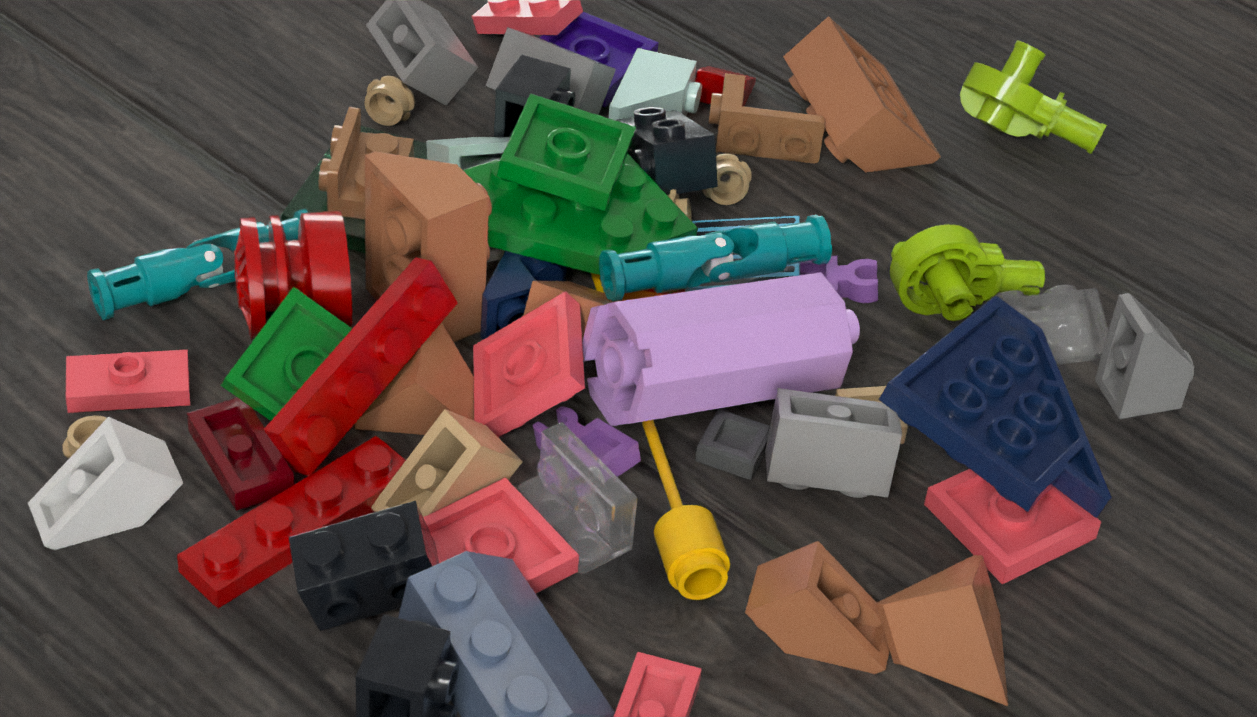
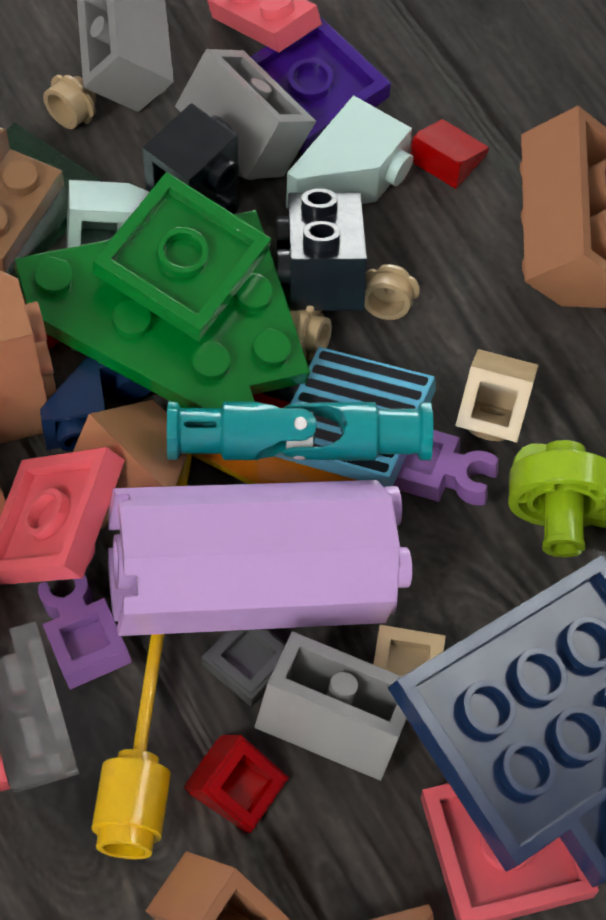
camera: 20 degrees right, 20 degrees up
(763, 131) = (452, 234): medium nougat bracket -> none
(765, 524) = (236, 781): none -> red slope
(856, 222) = (496, 396): none -> tan brick

